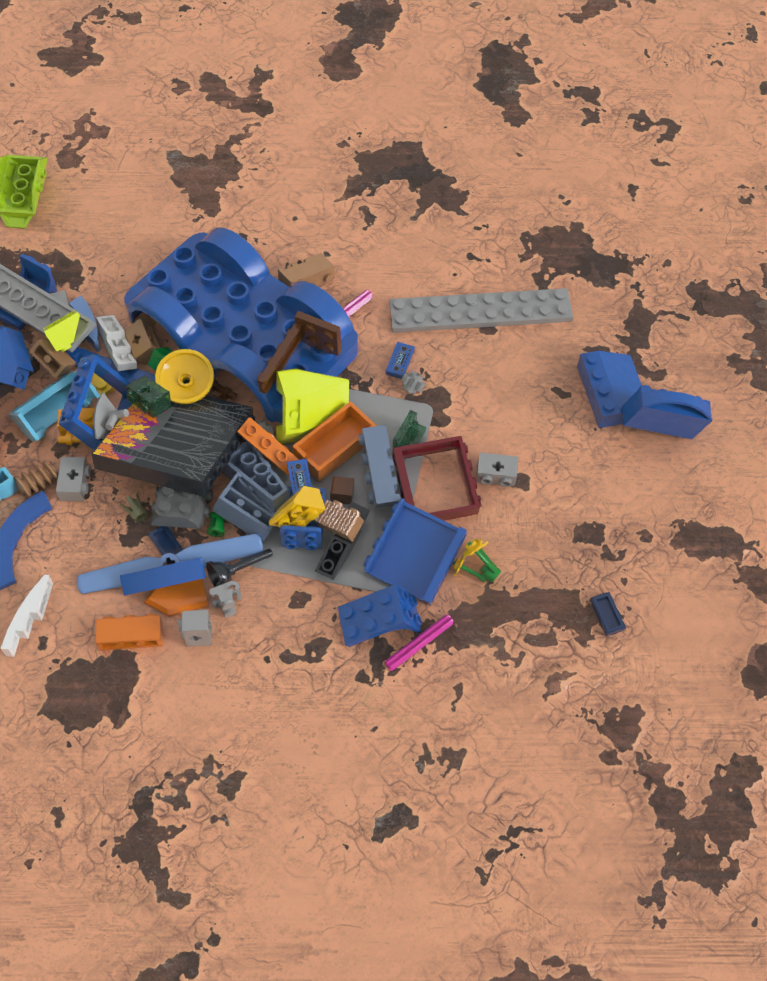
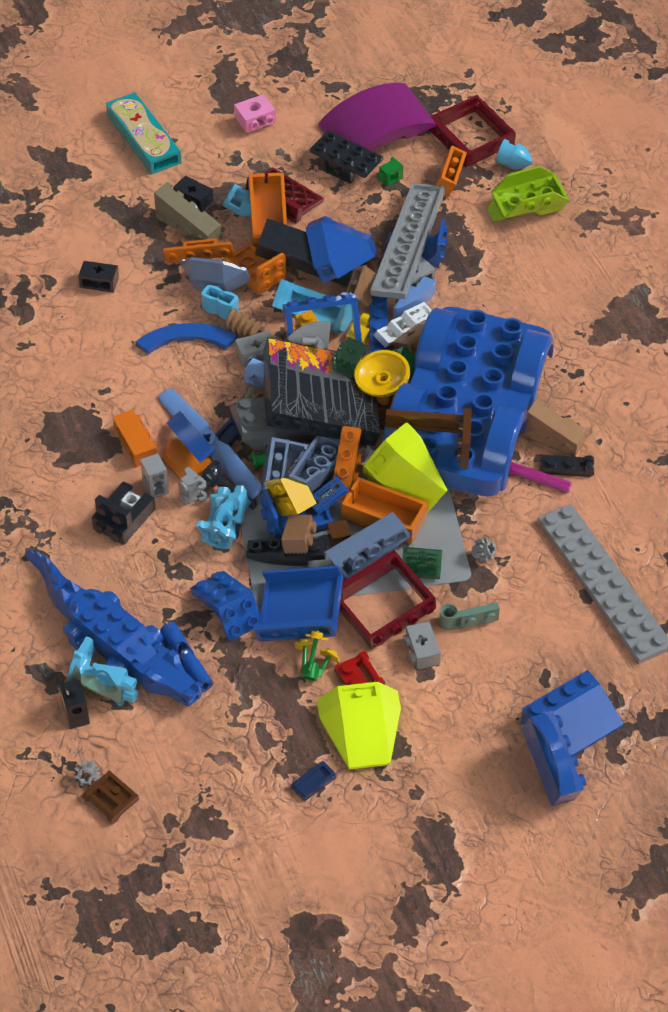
camera: 70 degrees right, 10 degrees down
(30, 610) = (127, 369): white slope -> none
(63, 331) = (379, 276): neon yellow slope -> none
(106, 488) = (254, 373): none -> light blue brick
(232, 687) = (122, 513): none -> black brick
(267, 572) = (224, 508): none -> medium azure hips
(345, 284) = (567, 465): none -> black plate
(360, 743) = (117, 635): none -> blue animal
(400, 360) = (507, 535): blue tile -> none
(419, 642) = (217, 641): dark pink axle -> none
(437, 765) = (102, 679): none -> medium azure hips
(442, 675) = (187, 656): none -> blue piece
(448, 802) = (72, 697): none -> black torso
(482, 423) = (451, 618): none -> sand green plate
(509, 539) = (350, 674): none -> red plate
(536, 817) = (89, 767): none -> light grey gear
(565, 552) = (361, 722): none -> neon yellow wedge
(565, 797) = (115, 791): none -> reddish brown plate

